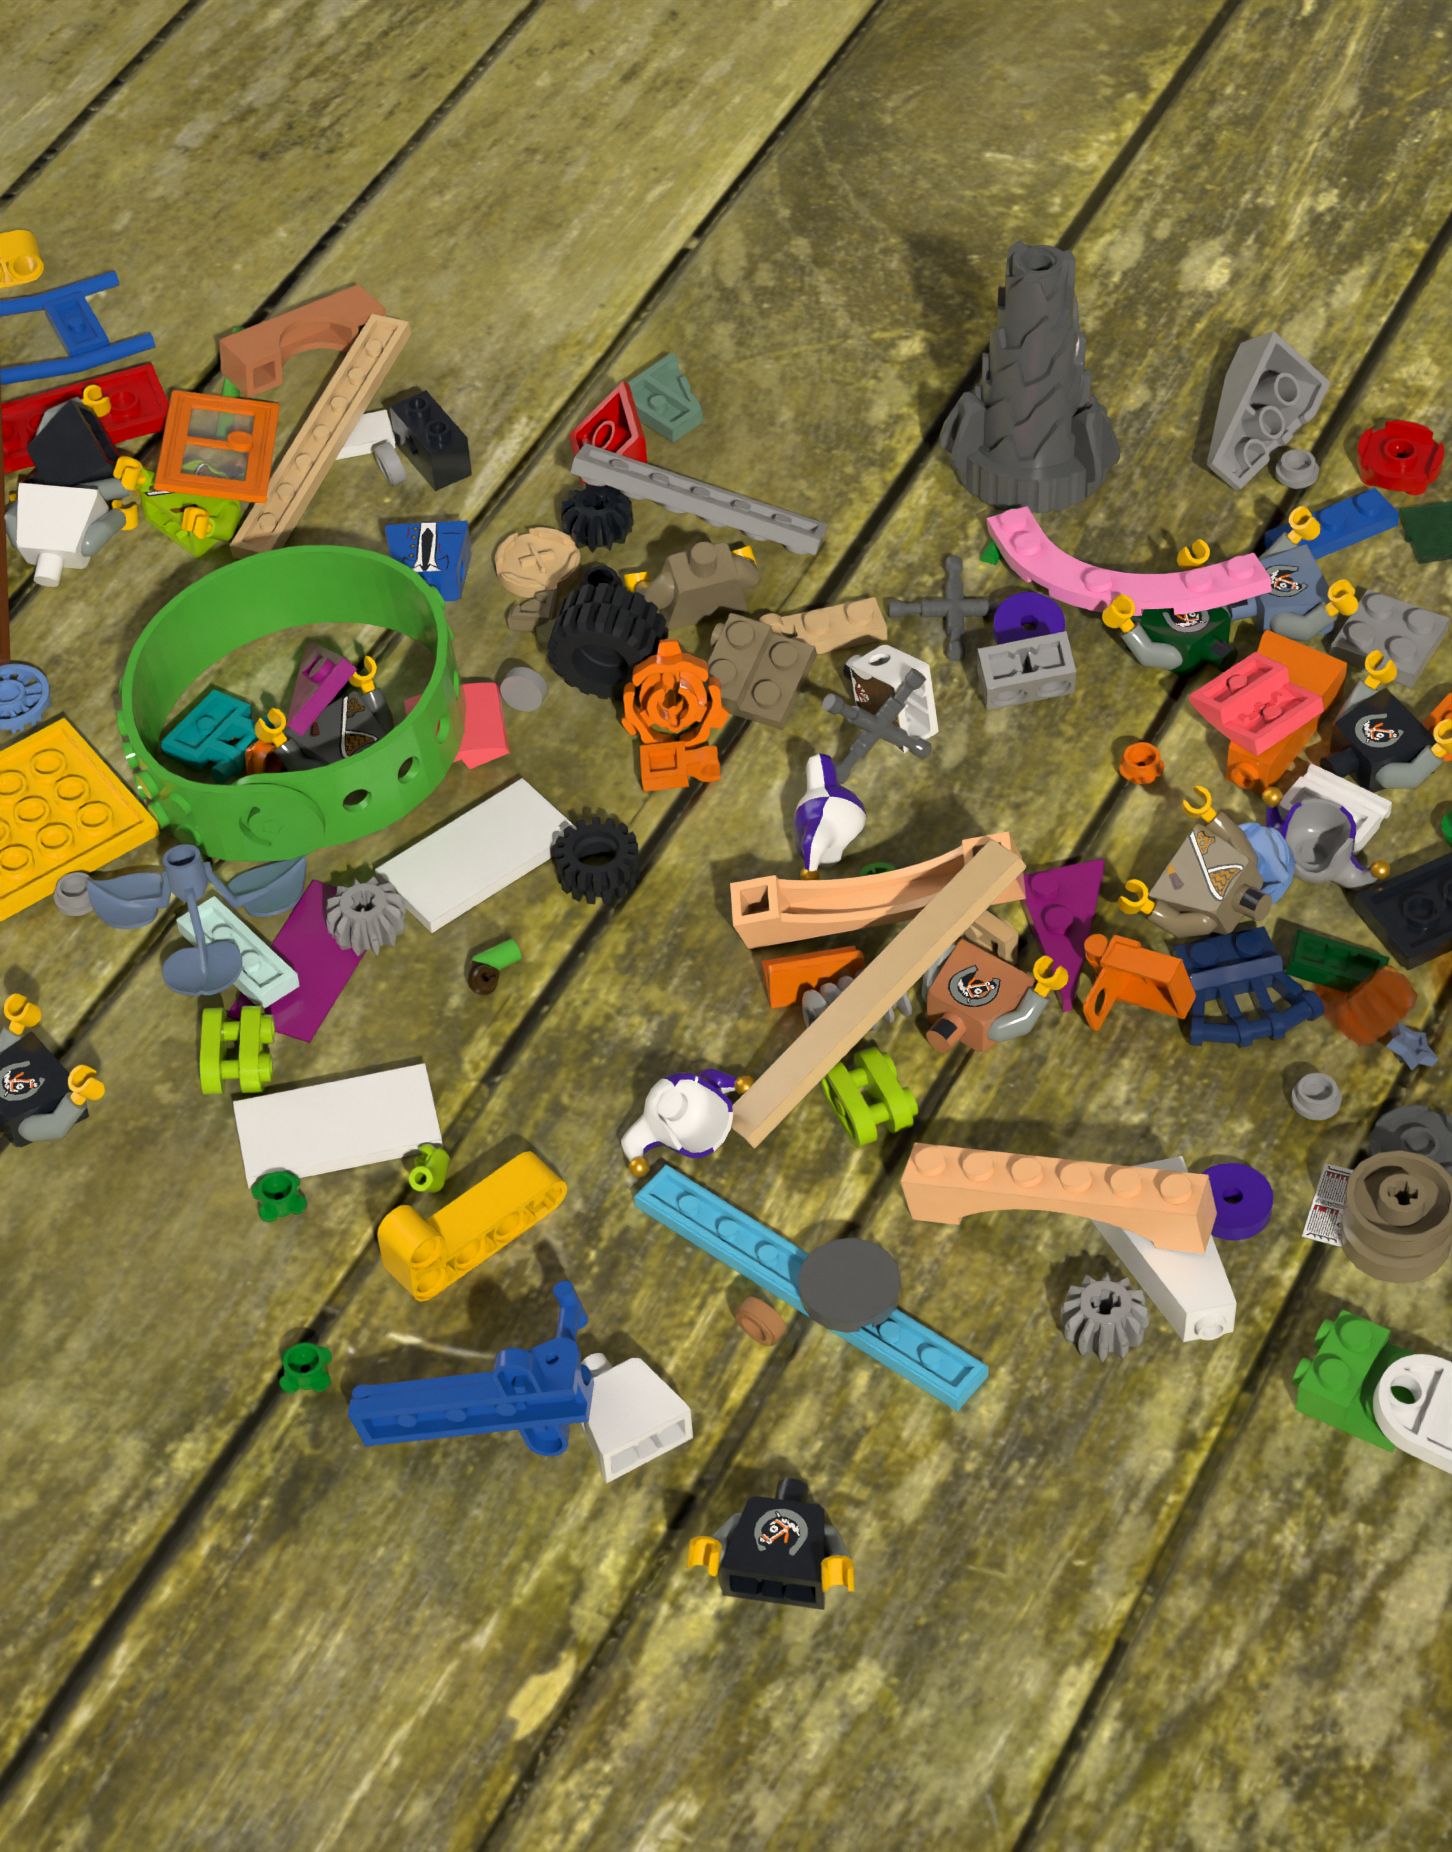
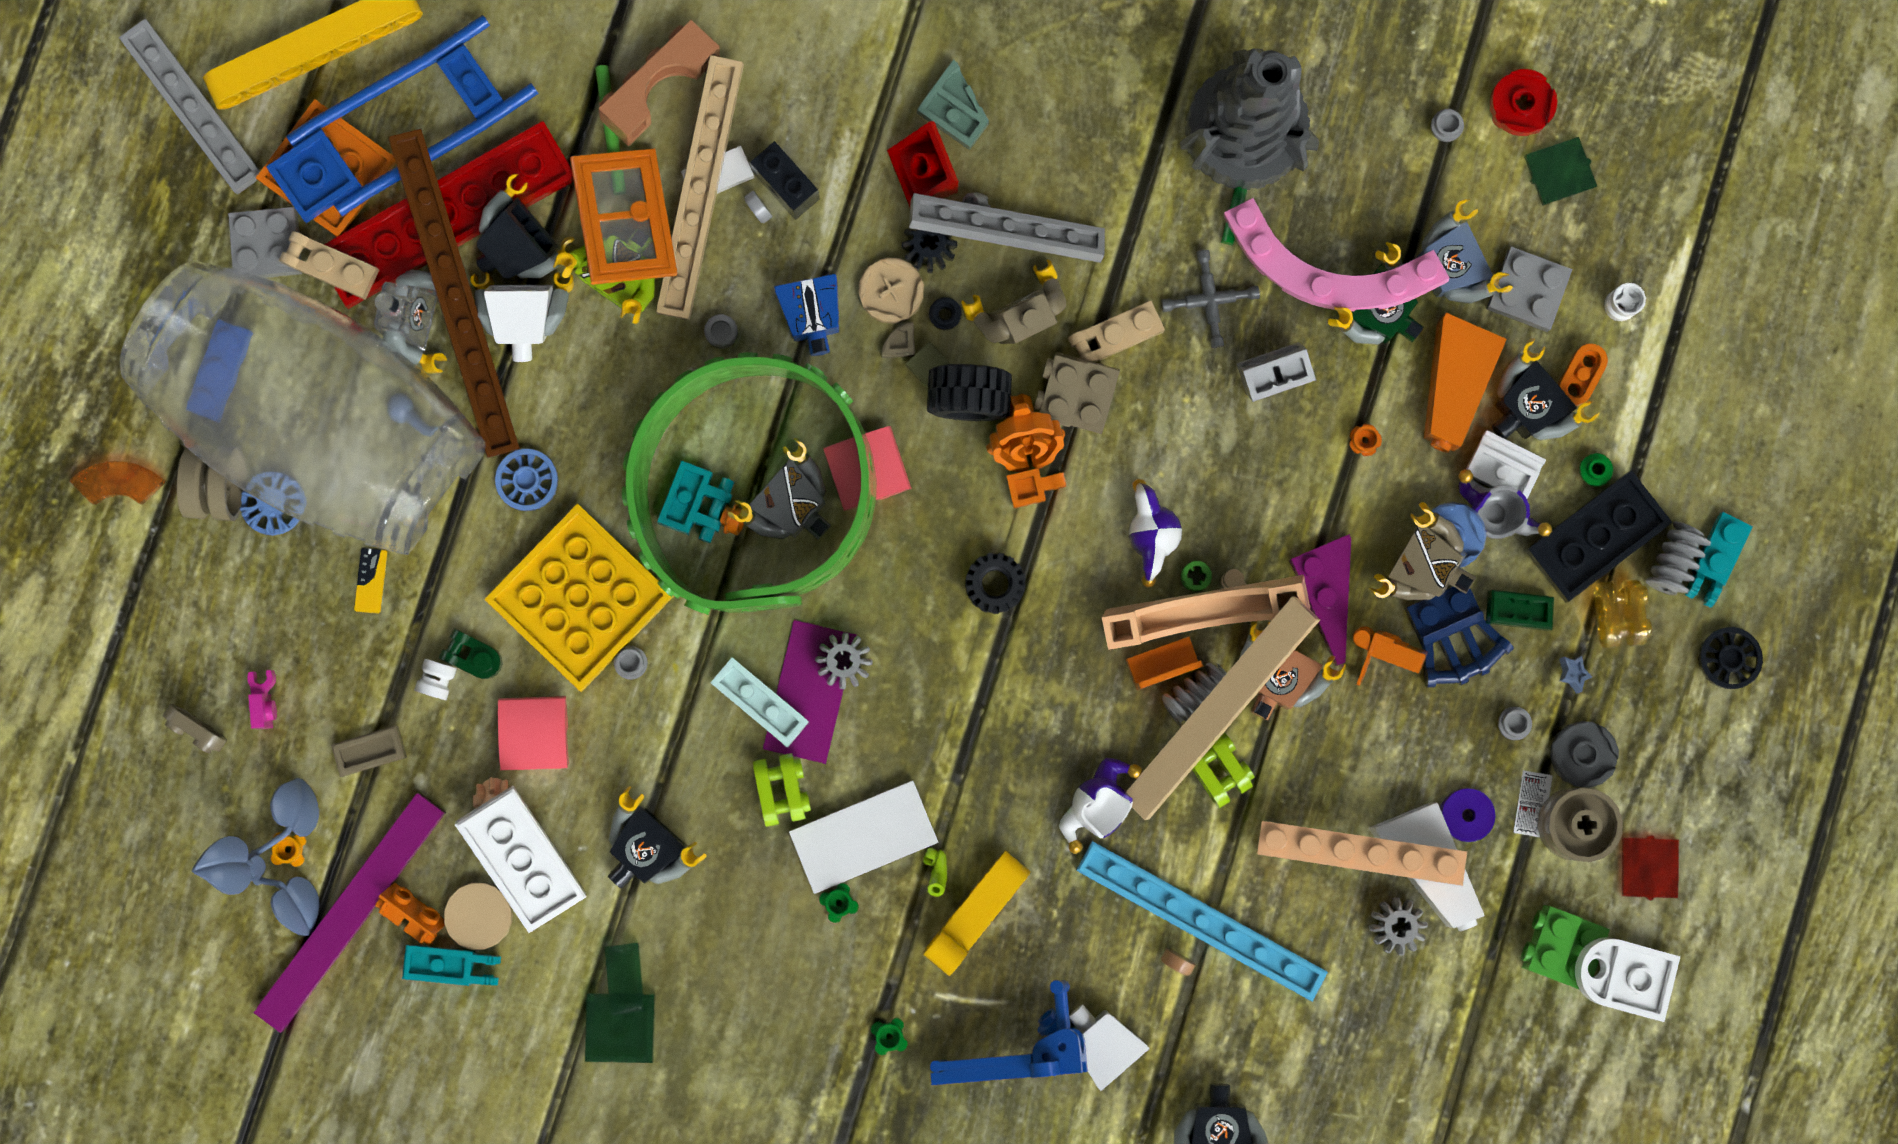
camera: 20 degrees left, 35 degrees up
(209, 969) = (676, 664): sand blue plant -> none
(318, 682) = (765, 459): magenta wing -> none
(475, 855) = (907, 584): white tile -> none
(486, 966) = (936, 688): arm -> none
(523, 689) = (909, 427): light grey tile -> none
(849, 1284) = (1232, 928): dark grey tile -> none
(878, 725) = (1188, 444): dark grey piece -> none
(883, 674) = (1189, 413): white torso -> none
(1026, 609) = (1282, 322): dark purple piece -> none
(1256, 703) = (1447, 393): coral slope -> none
(1261, 406) = (1416, 53): light grey wedge -> none
(1345, 523) = (1479, 179): blue plate -> none
(1375, 1006) = (1551, 652): clear orange gear -> none

